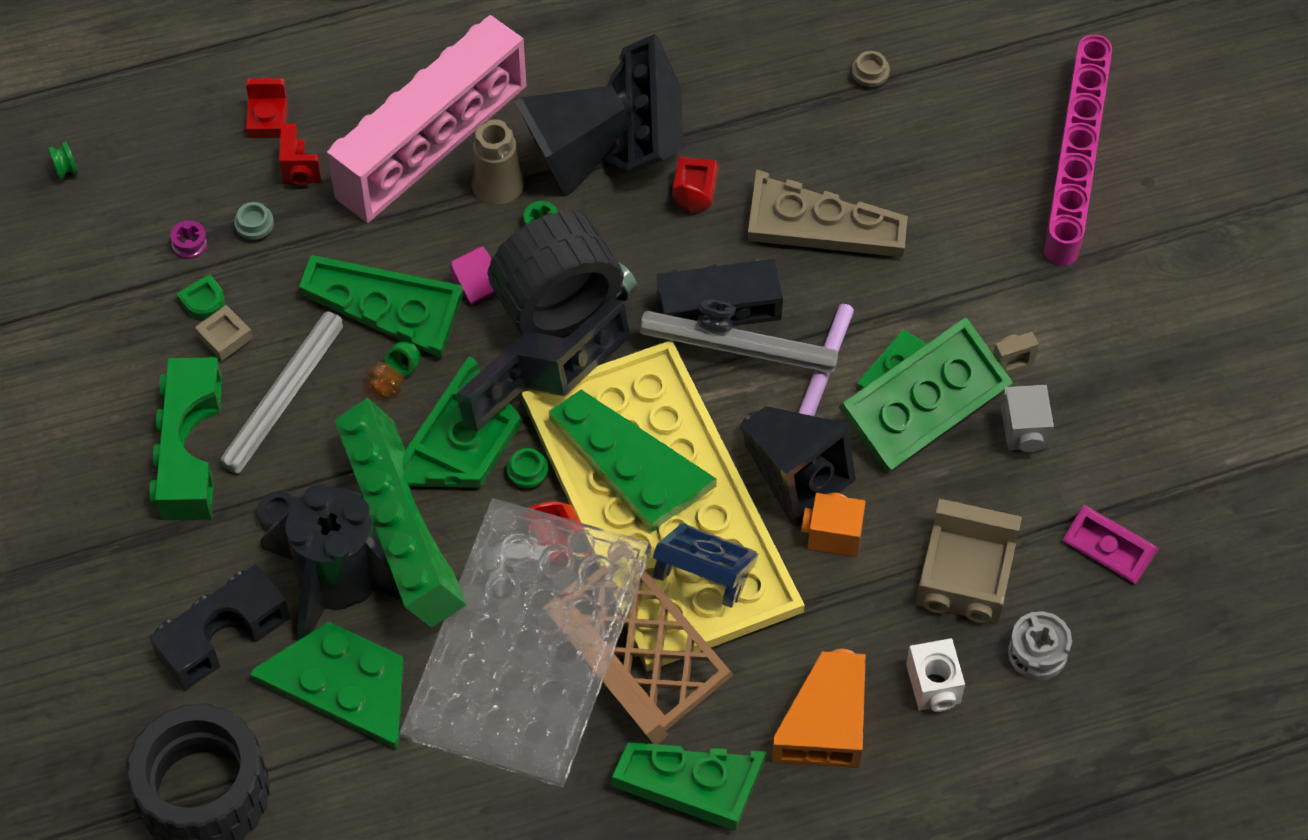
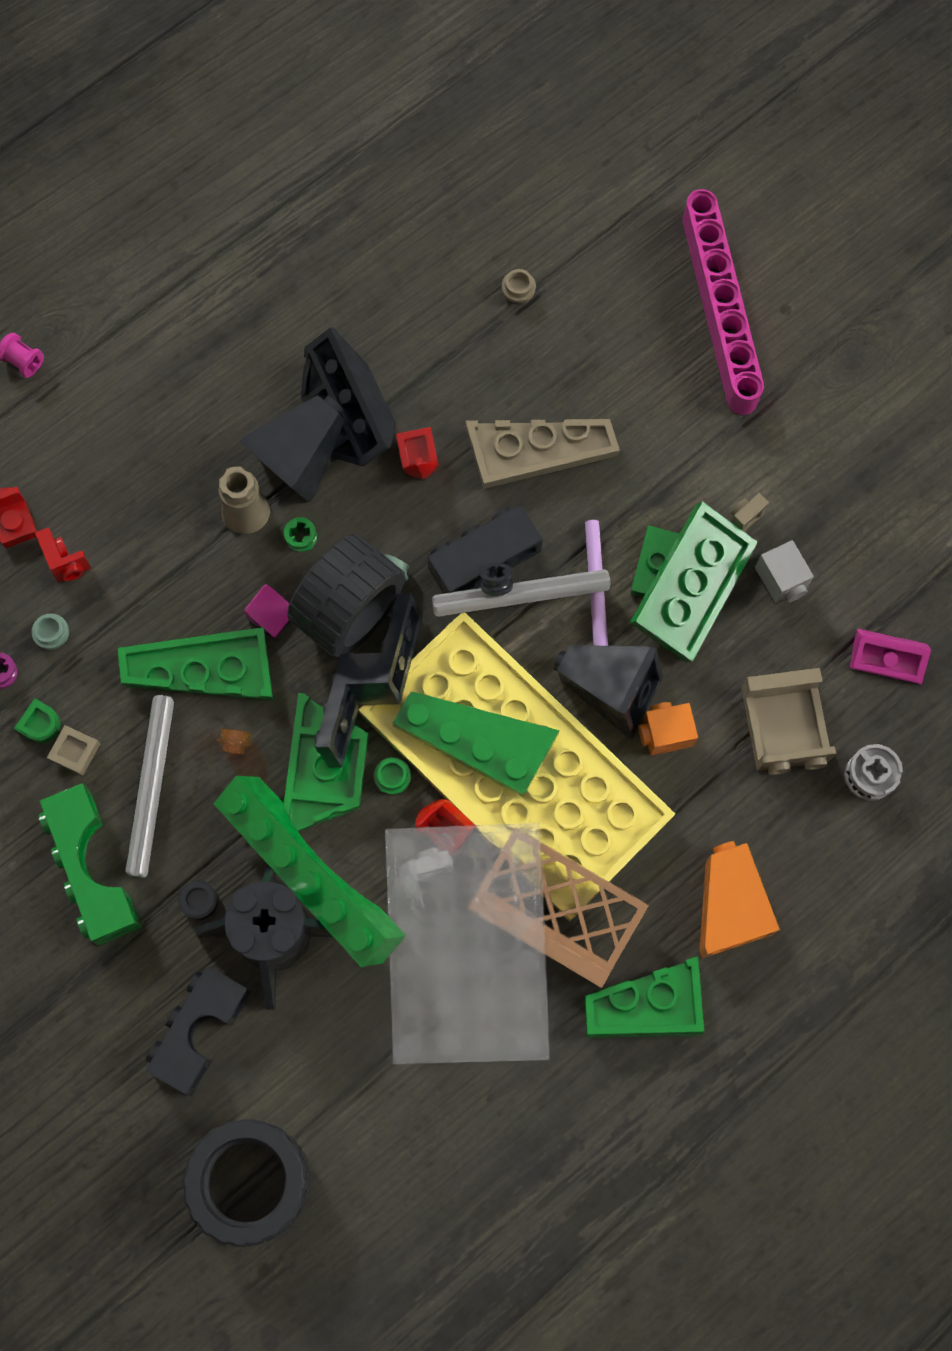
camera: 25 degrees left, 15 degrees up
(342, 680) = (322, 1033): green wing -> none
(398, 354) = (234, 718): green hinge -> none
(427, 118) = (162, 478): bright pink brick -> none
(702, 560) = (605, 798): dark blue piece -> none
(938, 659) = (808, 818): white brick -> none

